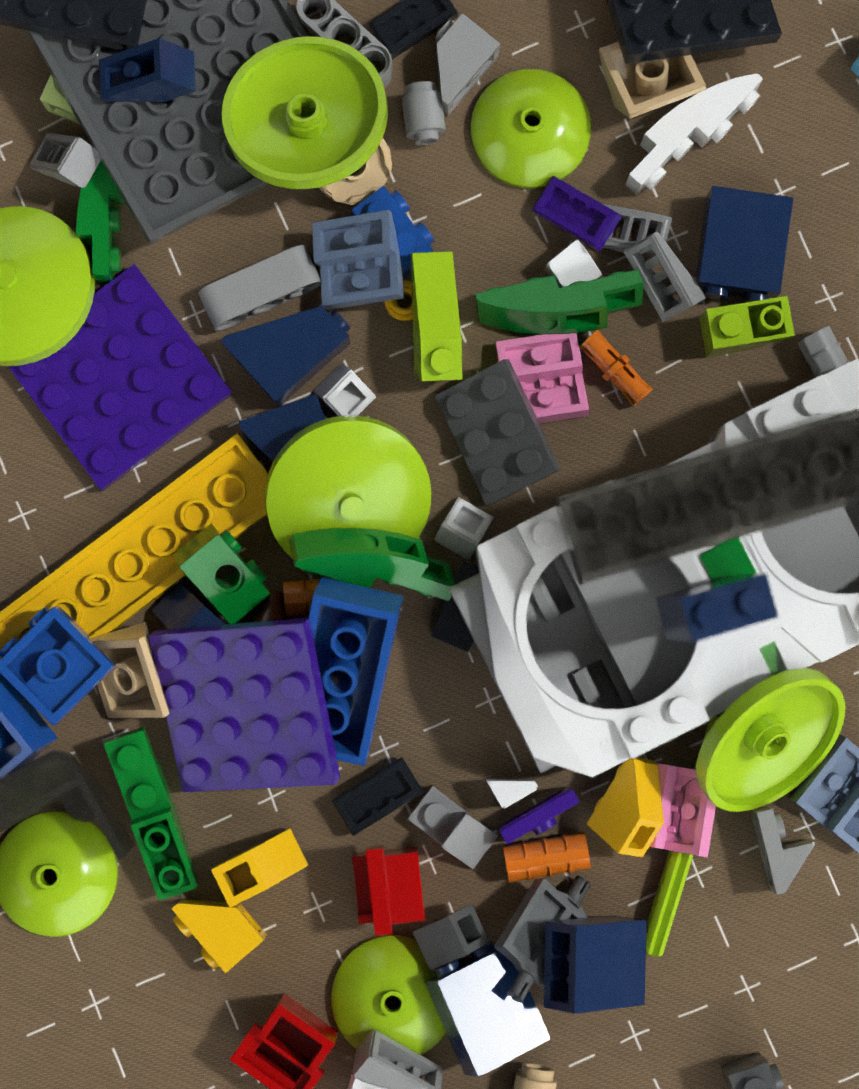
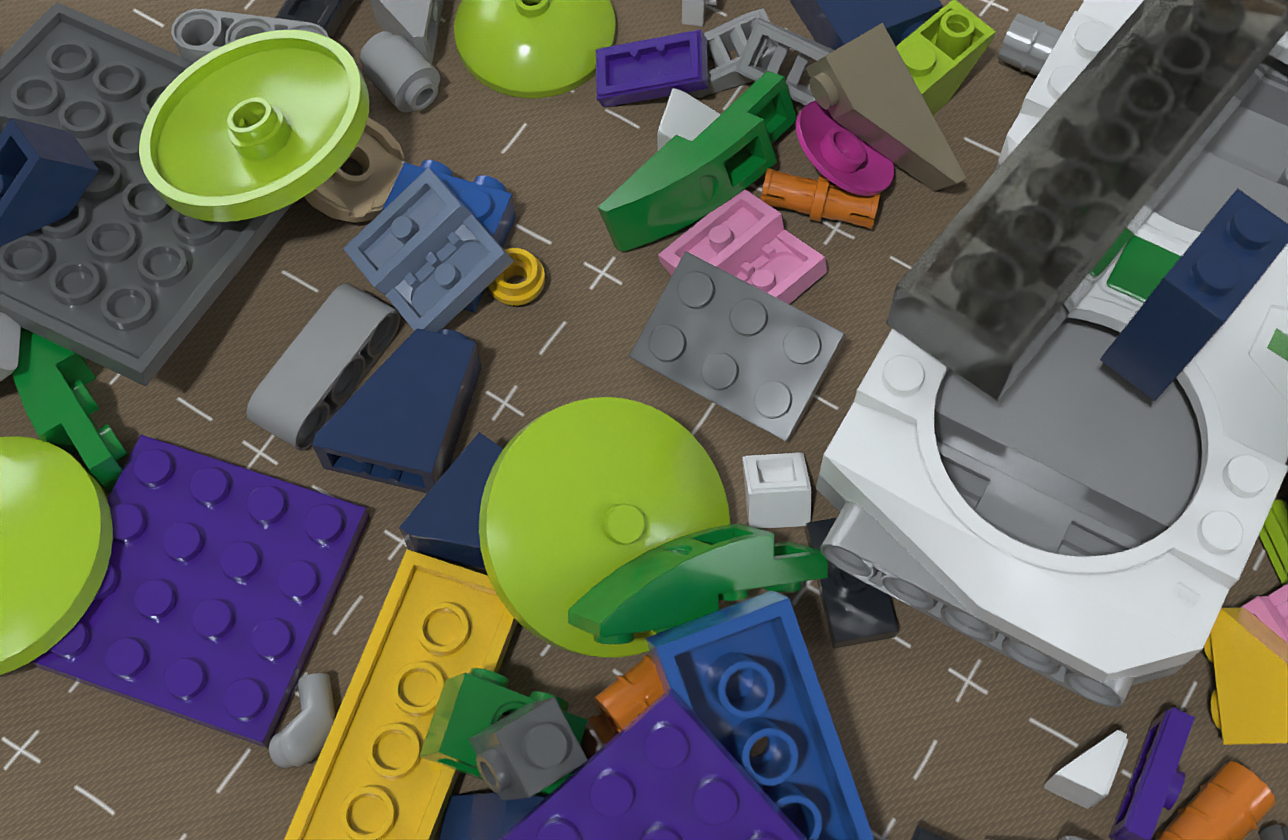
camera: 30 degrees left, 20 degrees down
(129, 498) = (309, 730): none -> light grey arm
(222, 596) = (527, 750): none -> dark grey brick
(344, 392) = (507, 412): white slope -> none
(435, 317) = (571, 263): lime slope -> none
(660, 352) = (842, 154): none -> dark pink dish
(683, 329) = (880, 103): none -> dark tan slope

